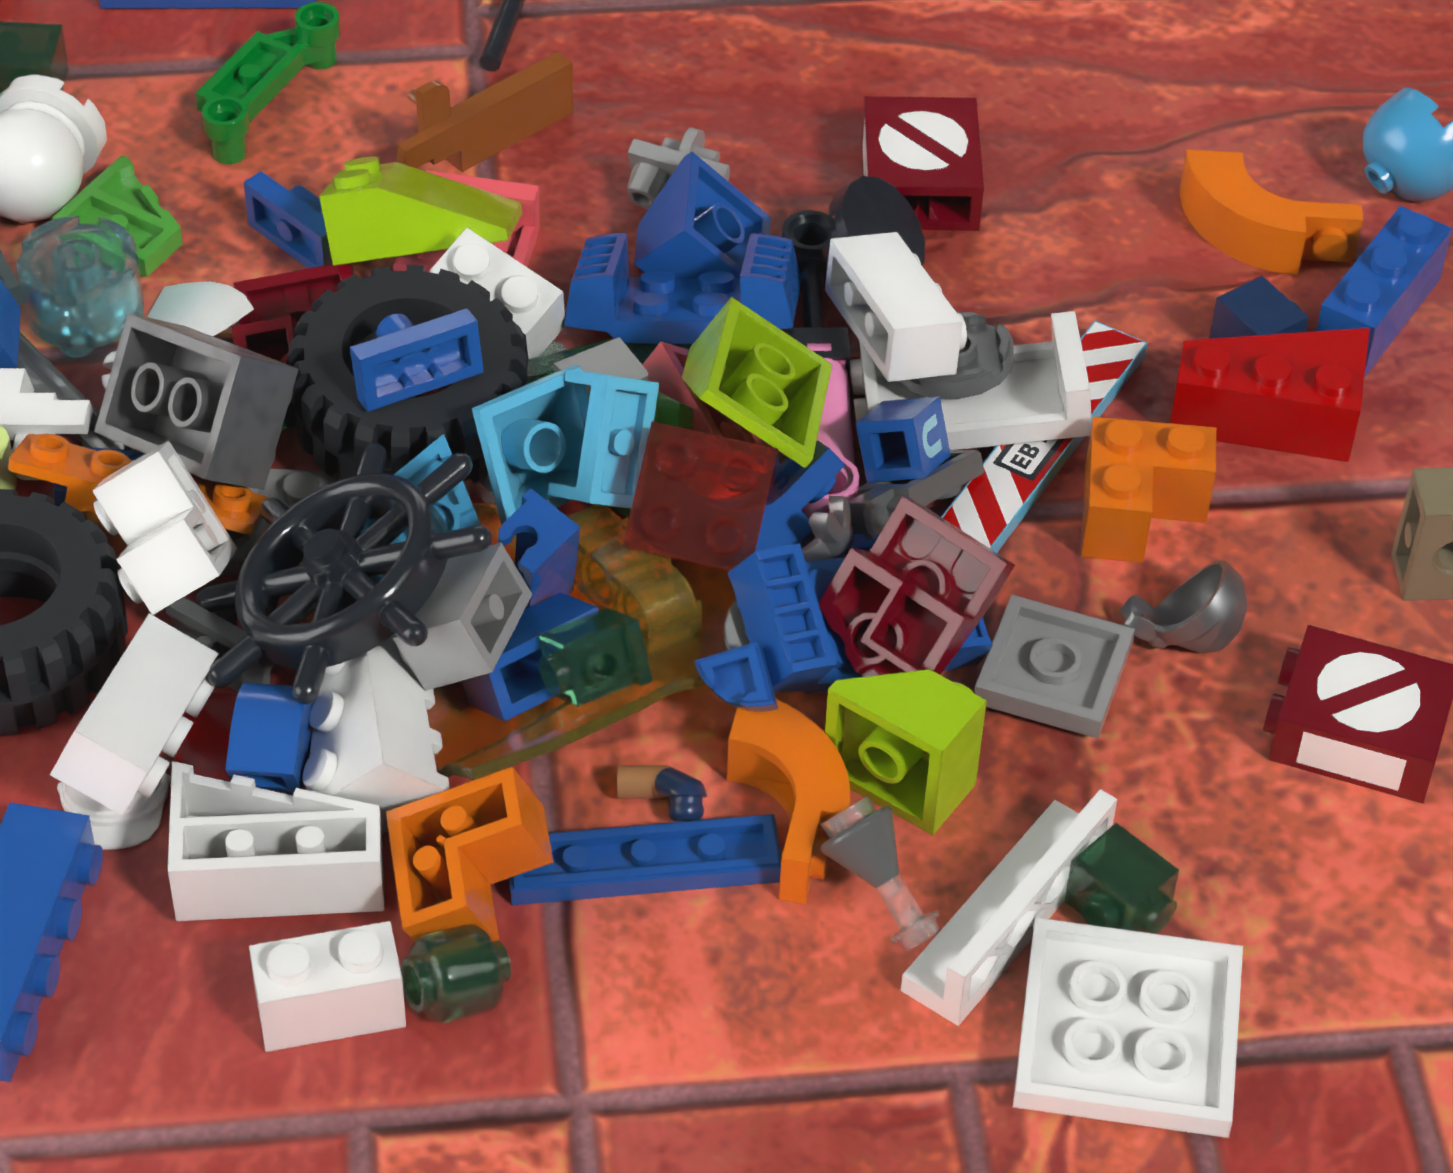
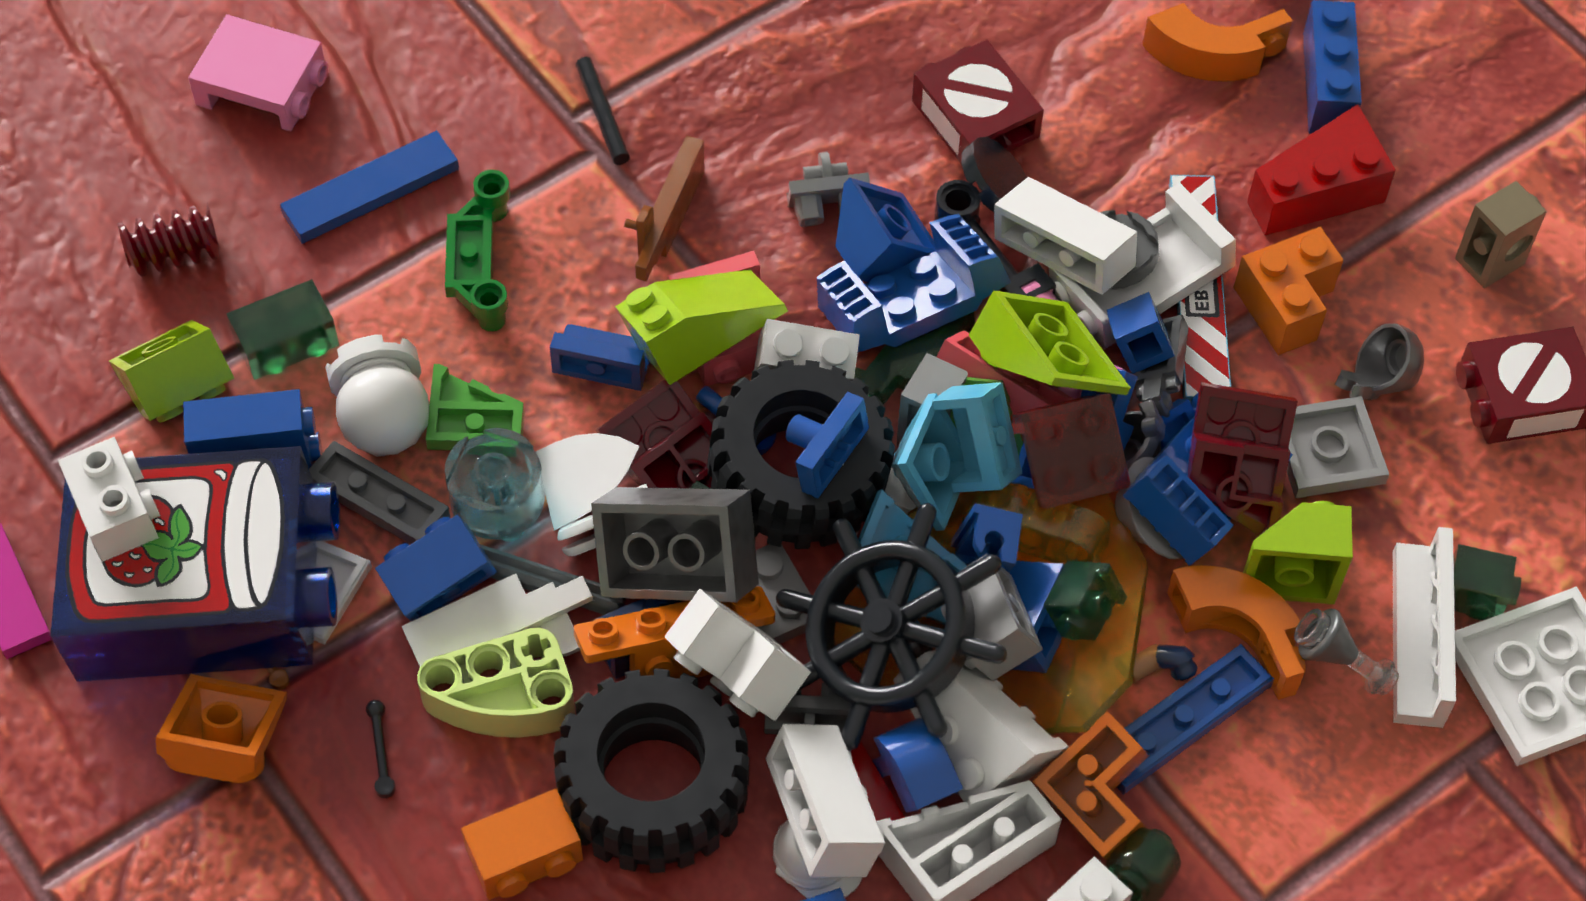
camera: 30 degrees left, 10 degrees up
(740, 677) = (1176, 565): blue tile -> none
(1256, 310) = (1274, 128): dark blue brick -> none

